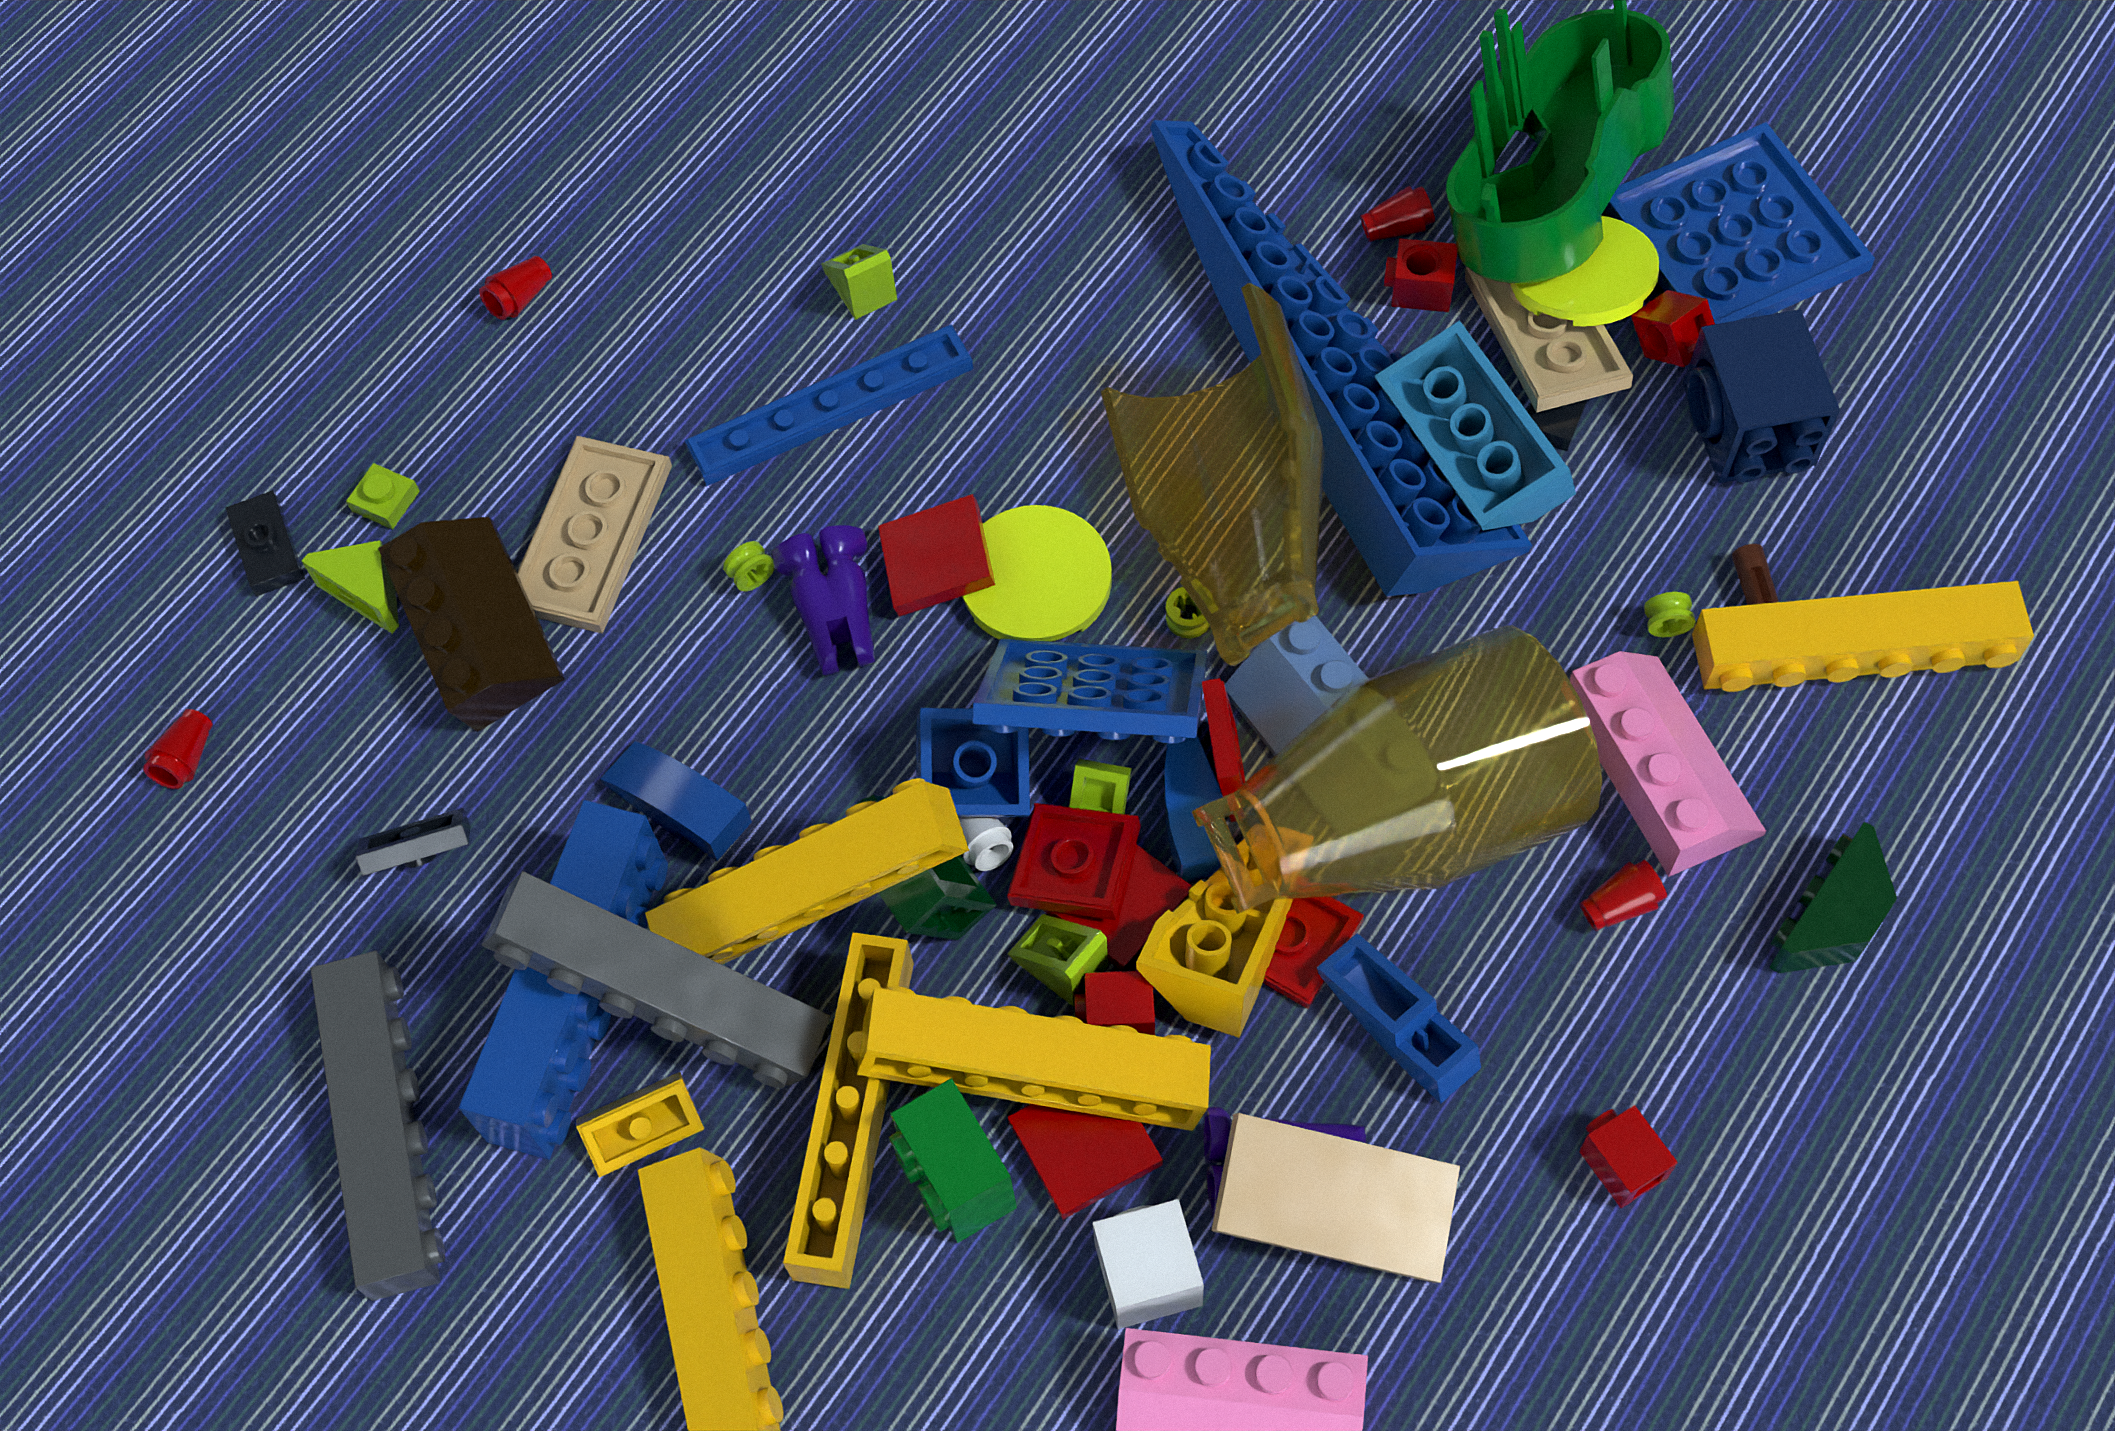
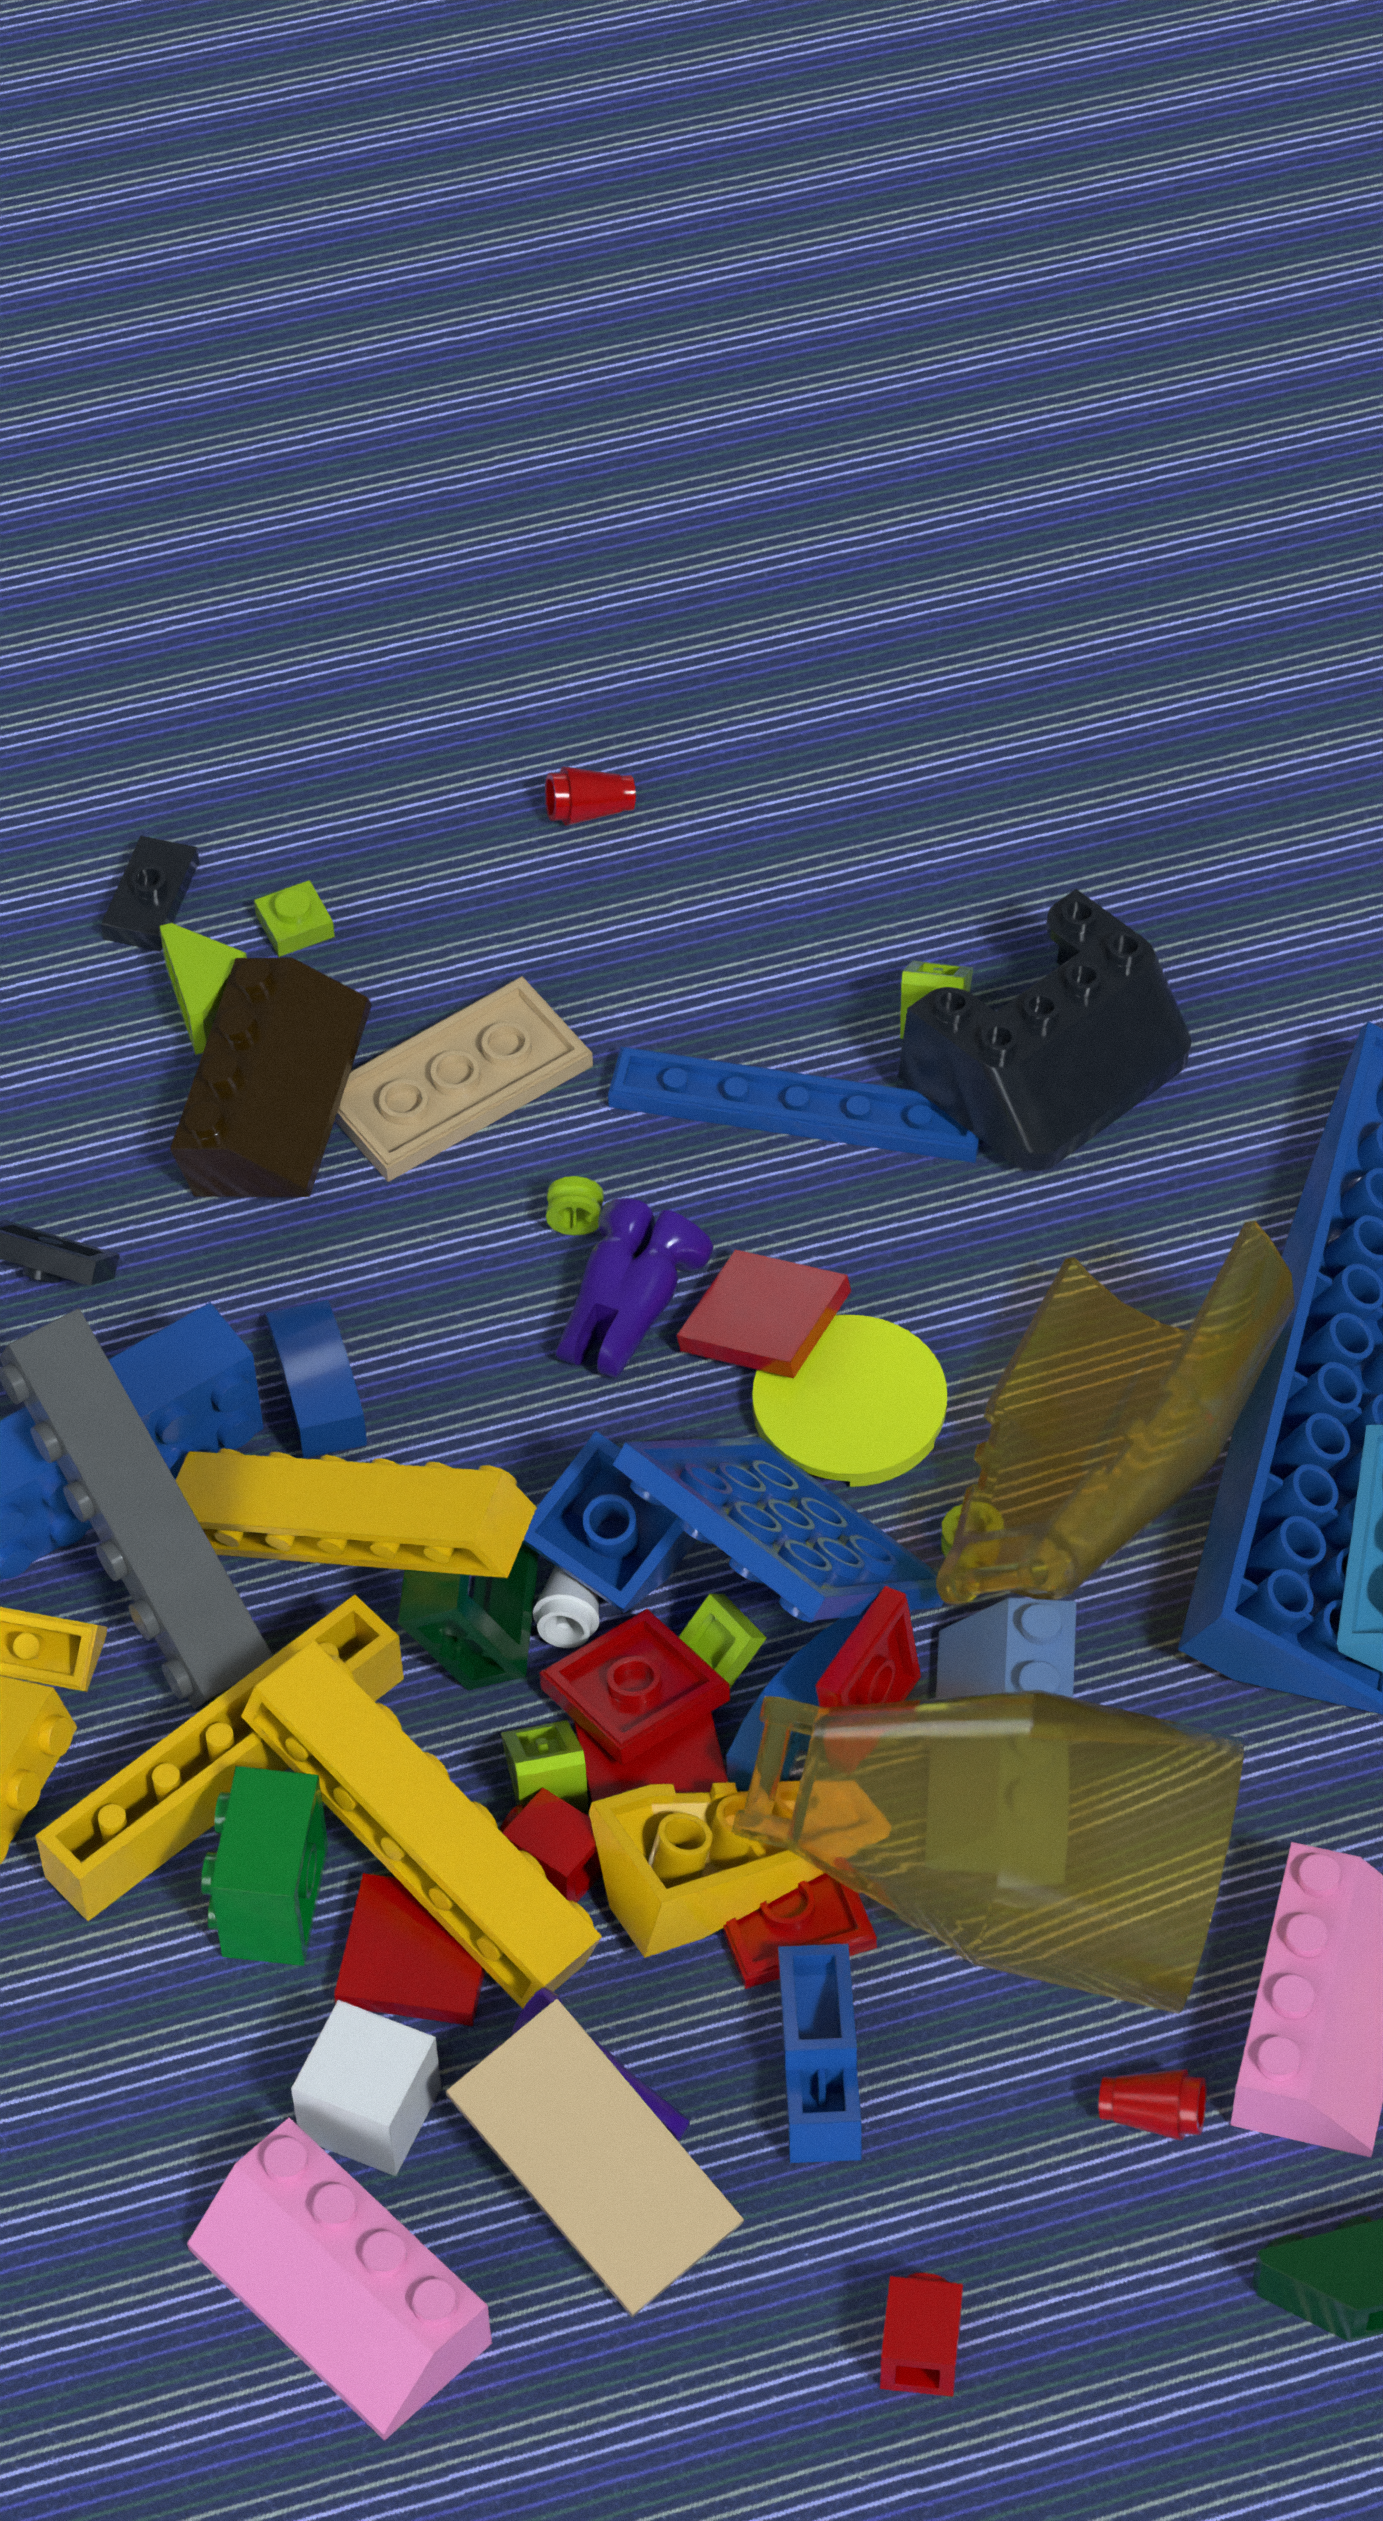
camera: 35 degrees right, 10 degrees down
(984, 263) = (1059, 1054): none -> black windscreen

